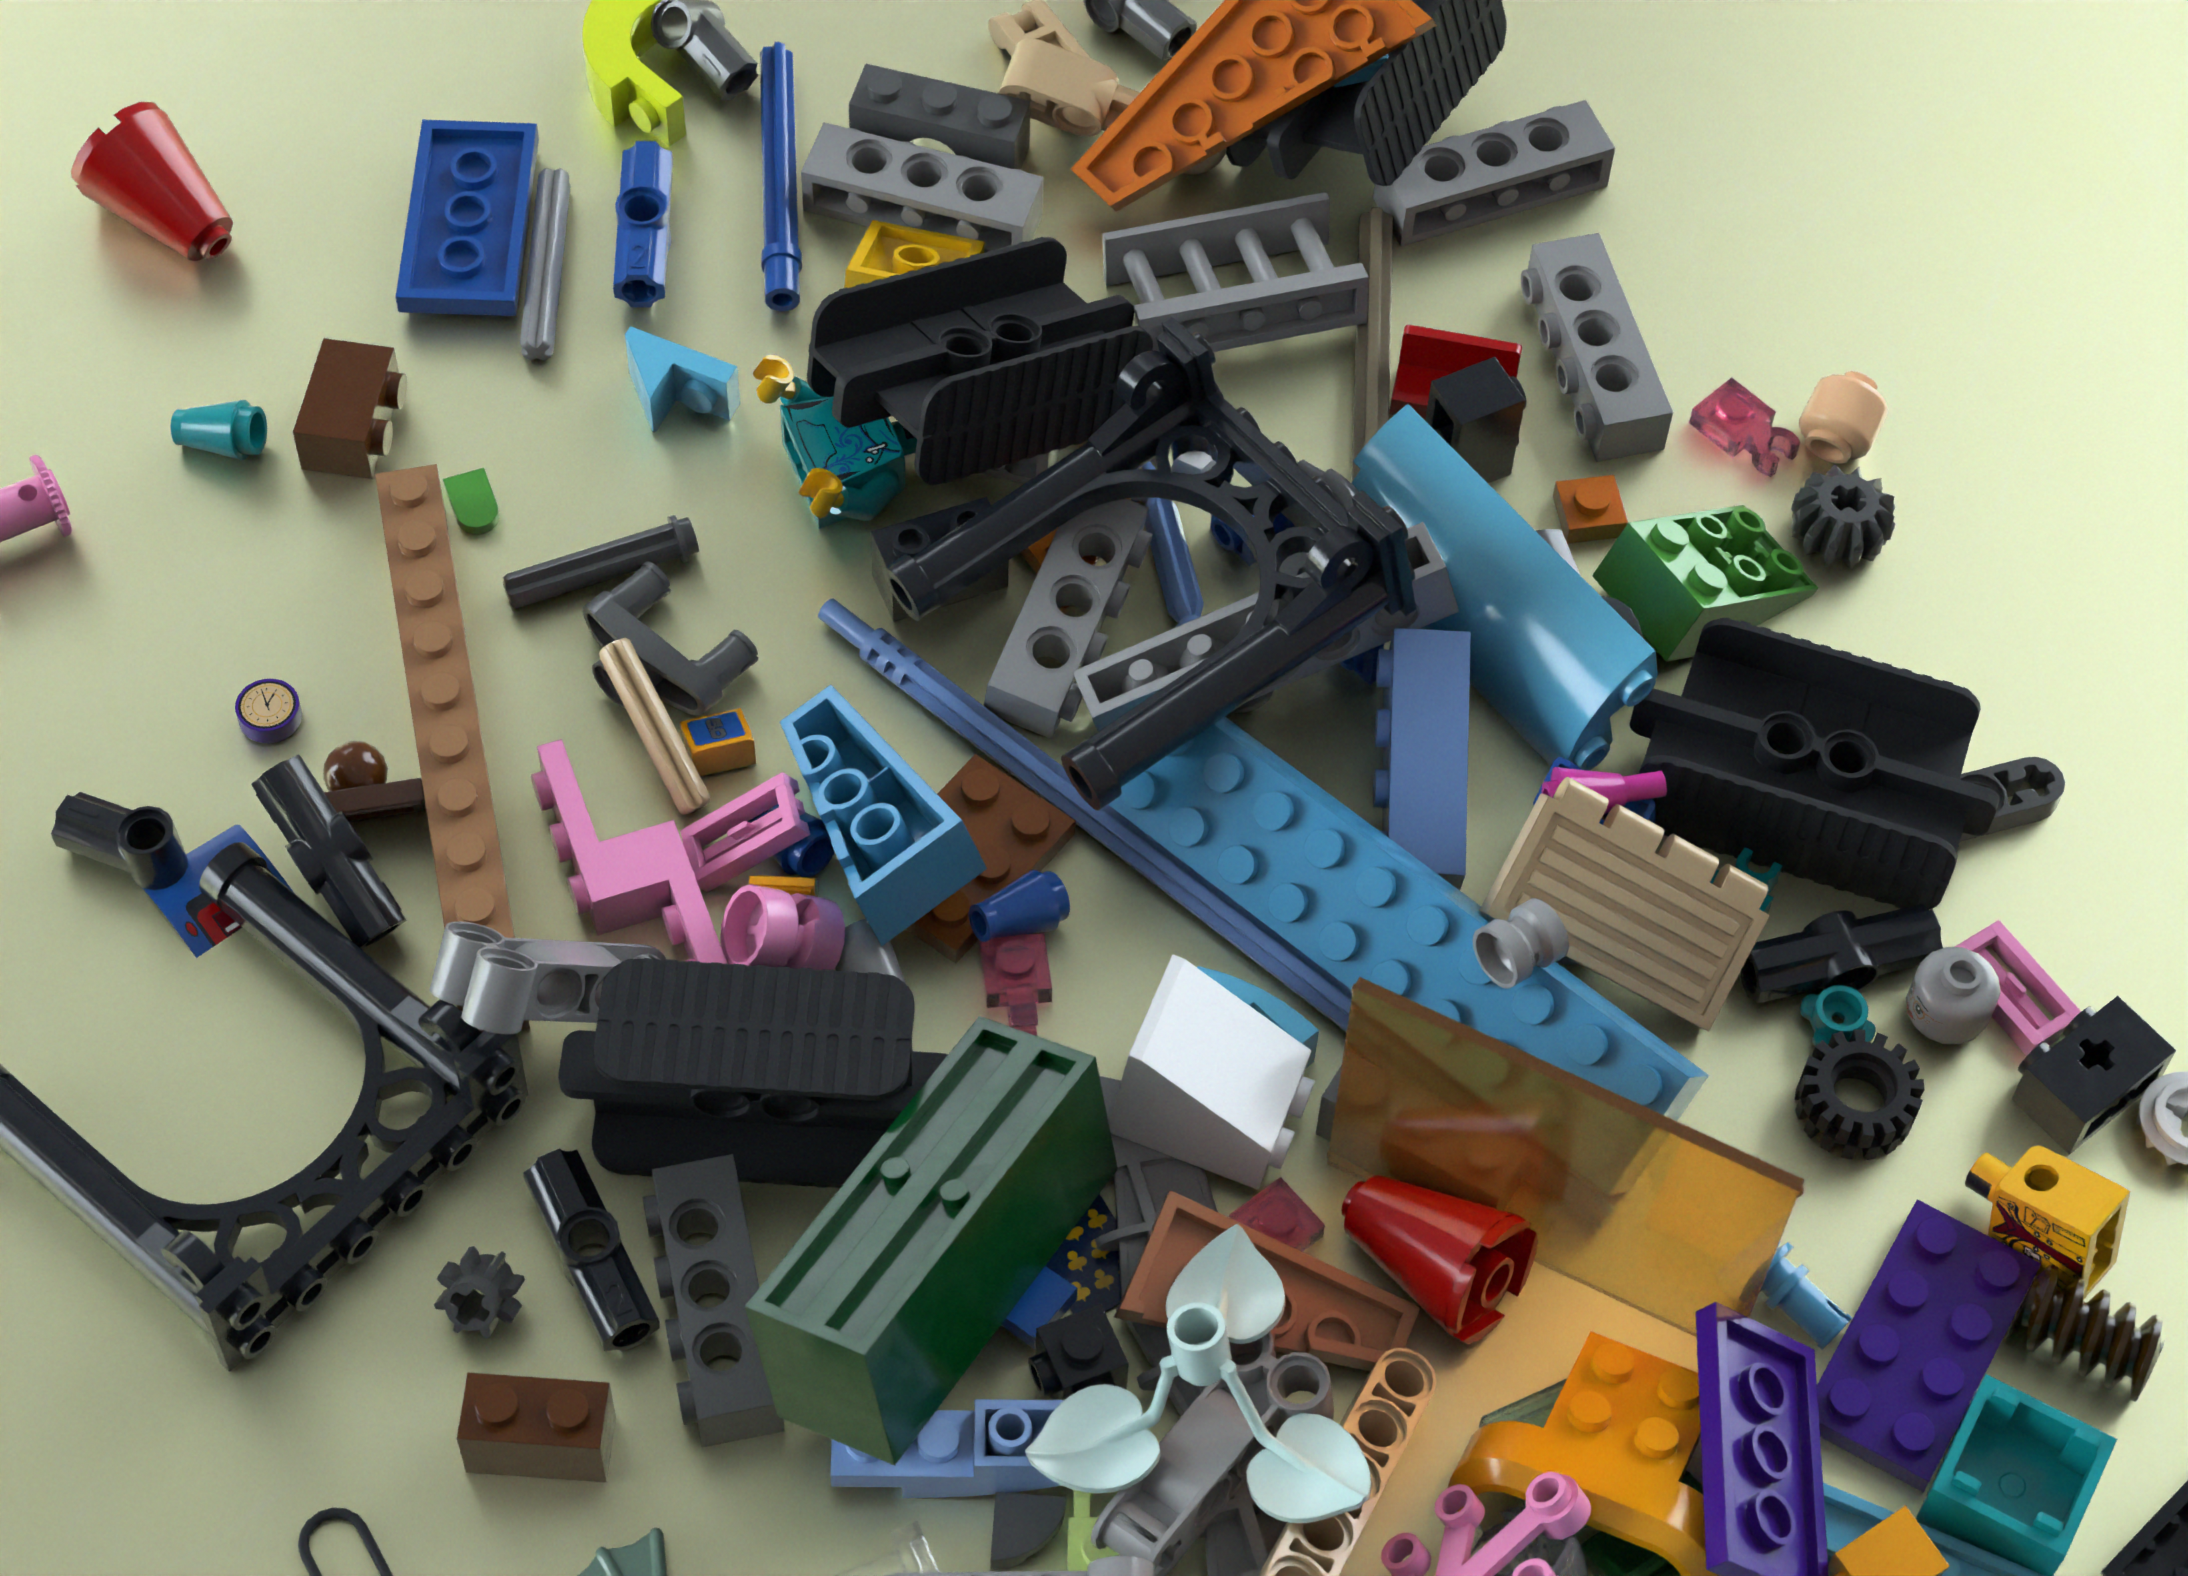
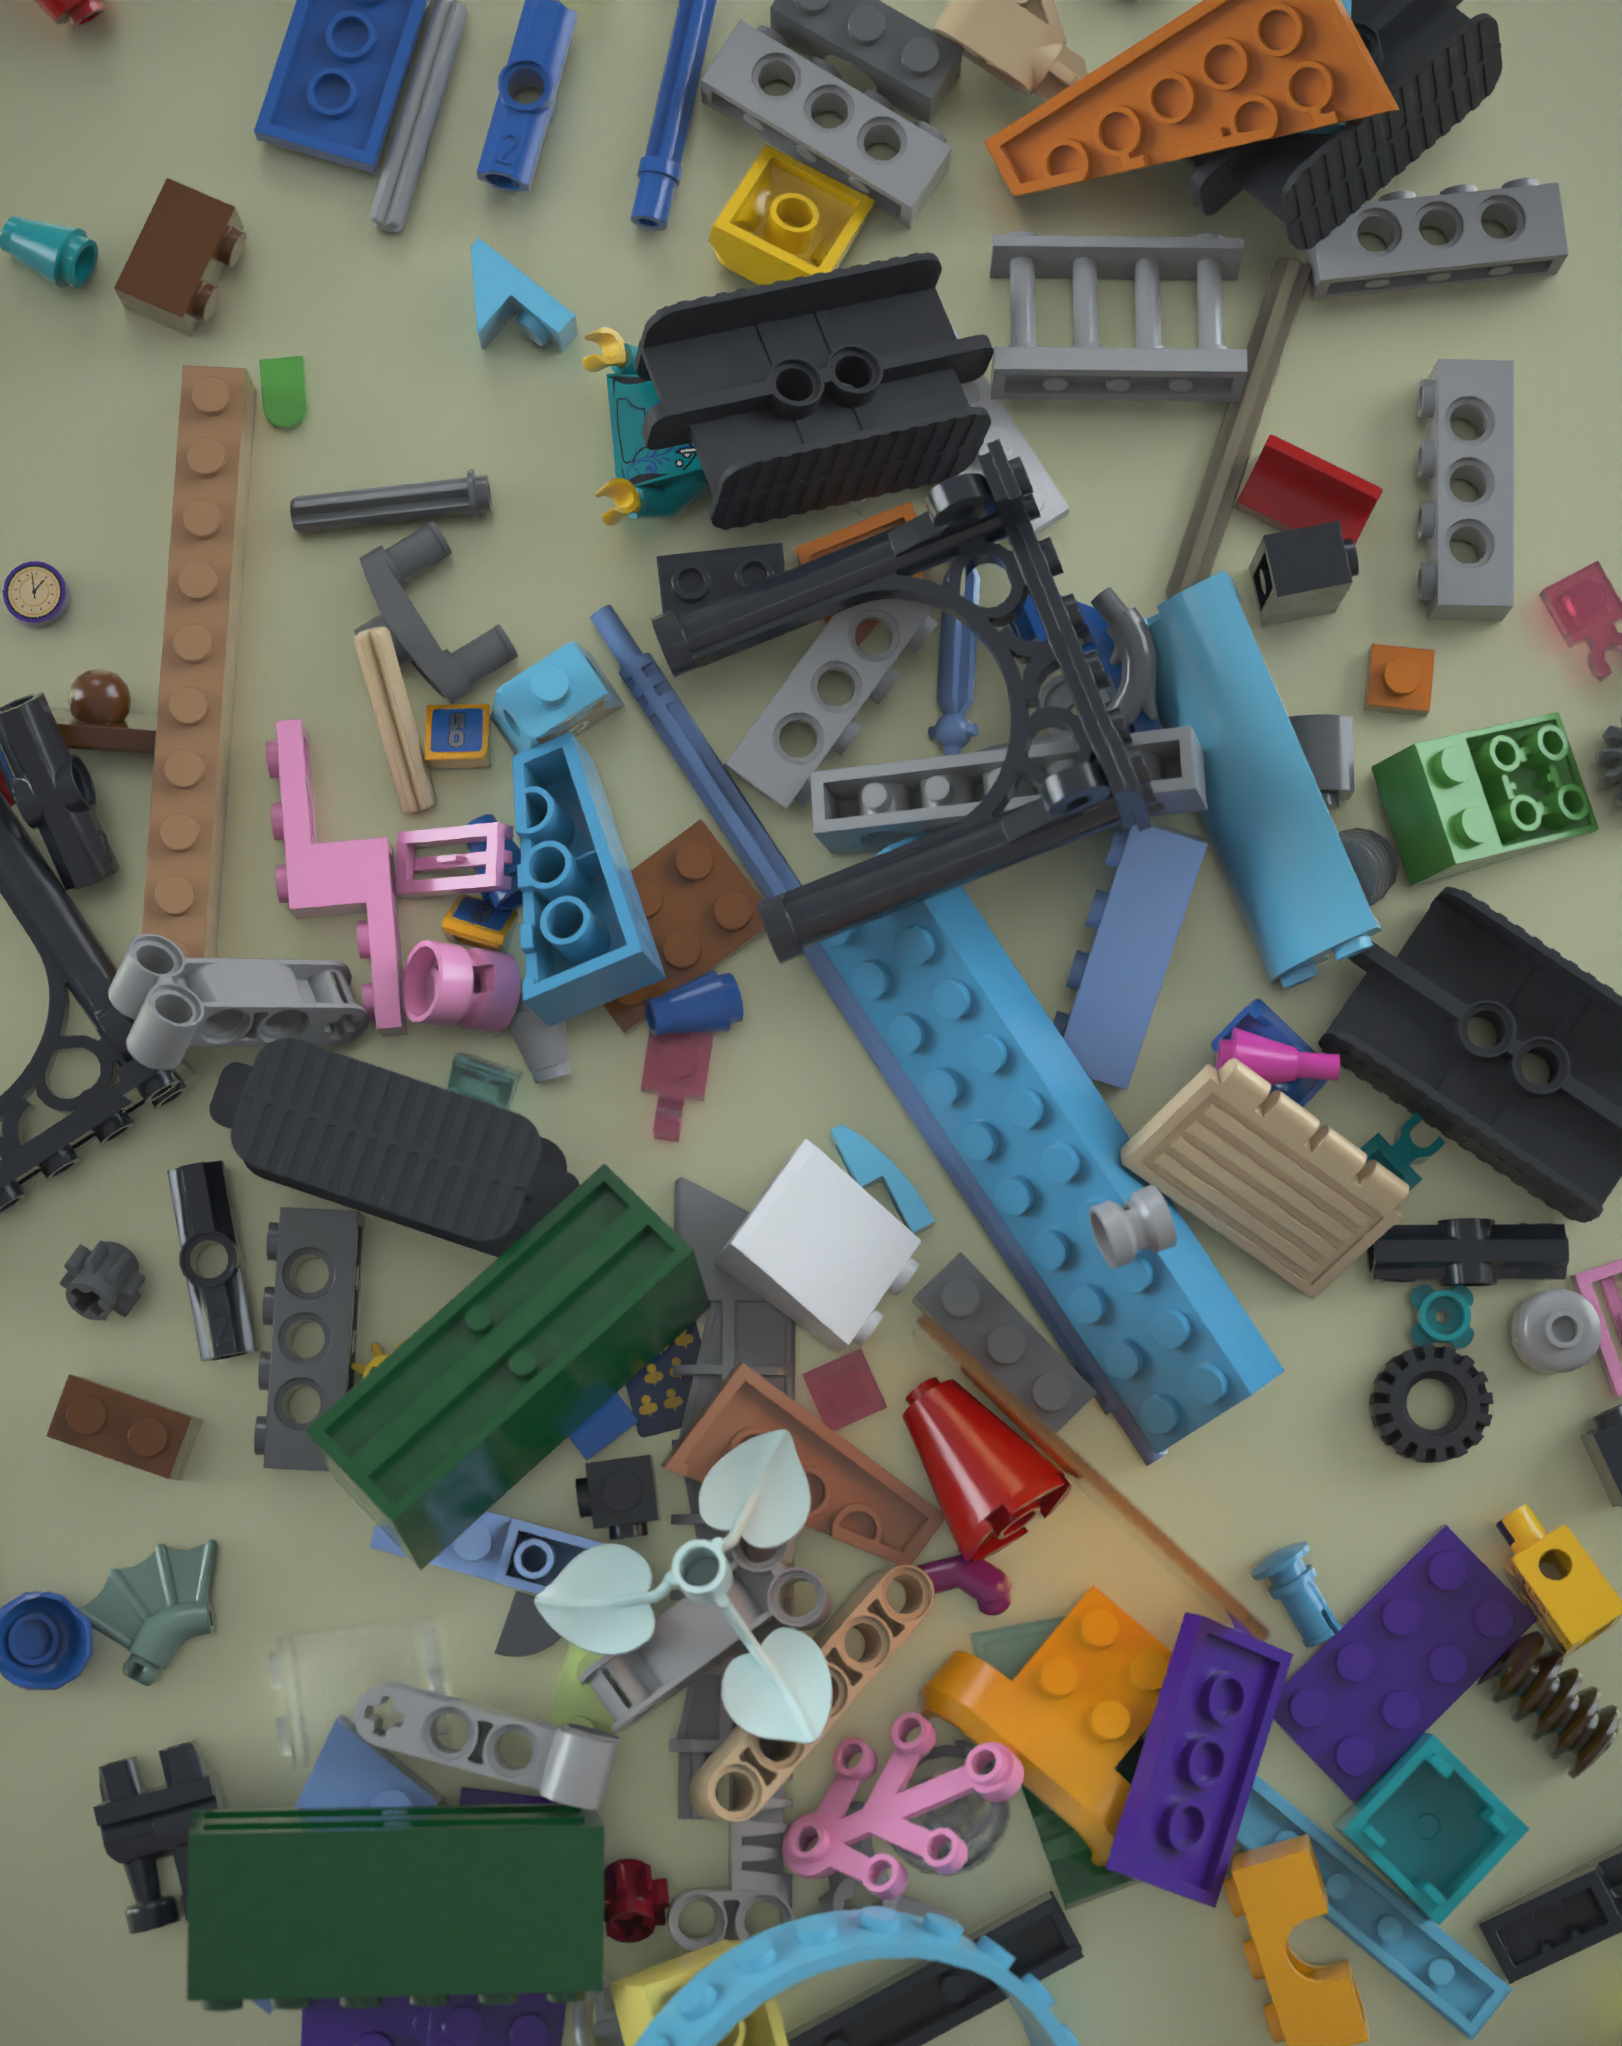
camera: 15 degrees right, 25 degrees up
(796, 667) = (554, 697): none -> medium azure torso
(1473, 1363) = (977, 1579): none -> magenta arm

